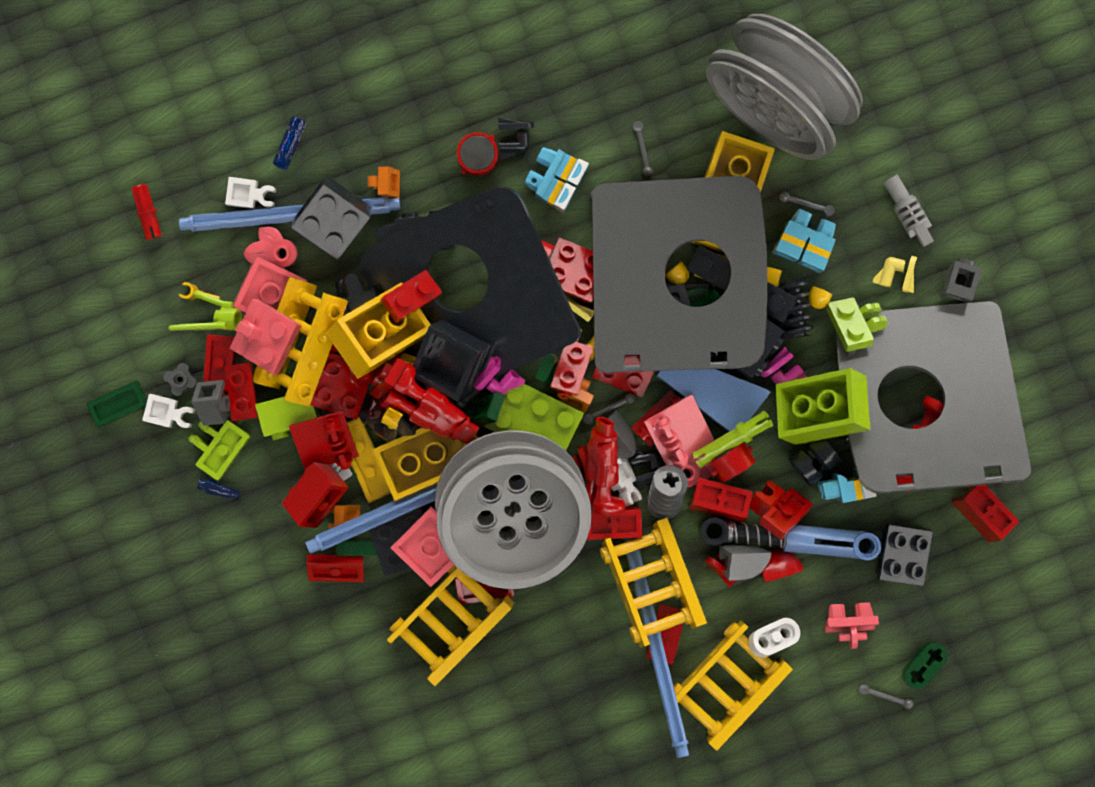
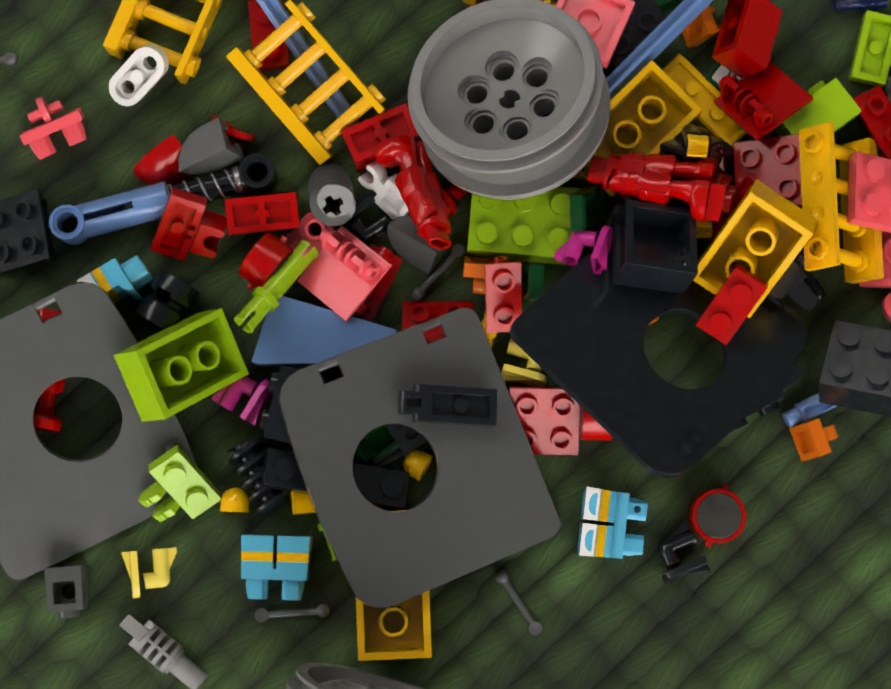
camera: 160 degrees right, 5 degrees down
(641, 302) = (449, 405): none -> black hinge

